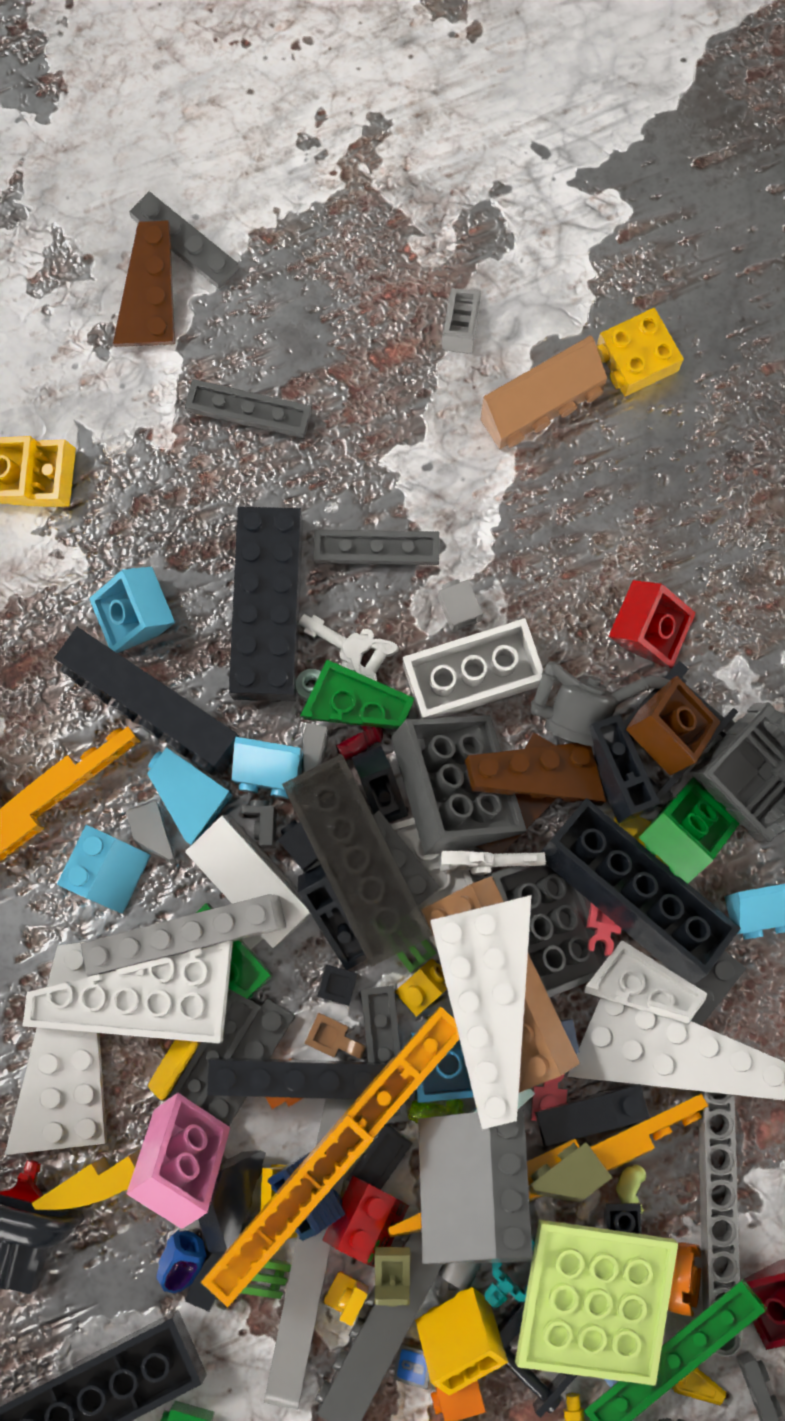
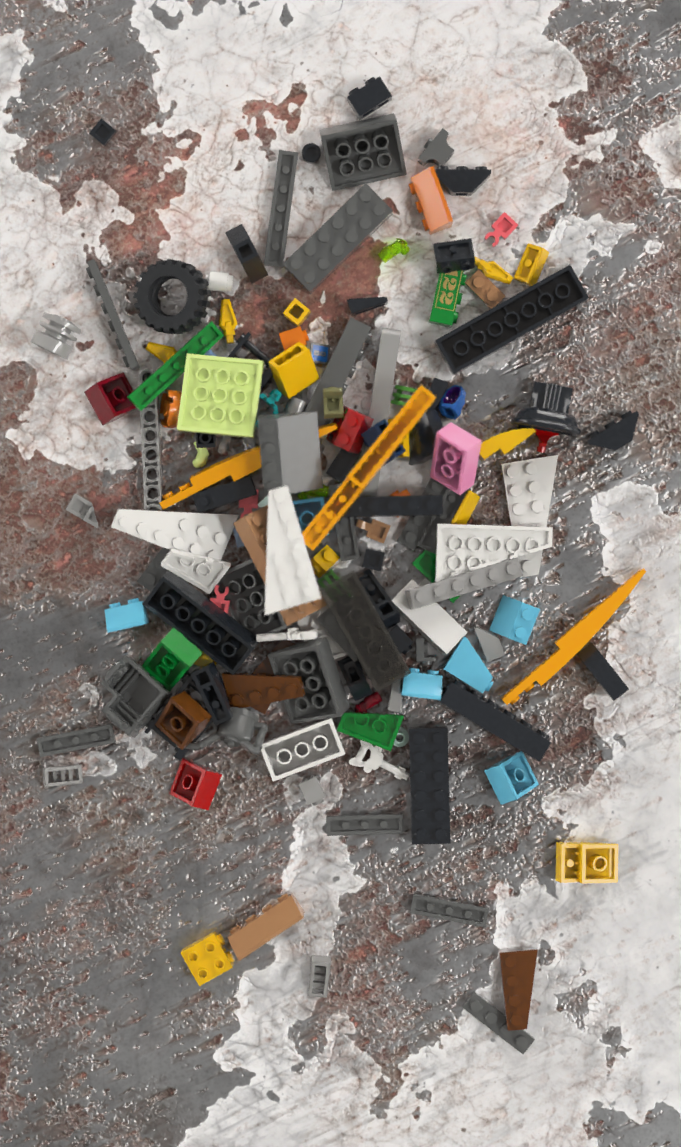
camera: 175 degrees right, 10 degrees up
(346, 1296) = (358, 388): yellow bracket -> none
(573, 1177) = (235, 461): olive slope -> none

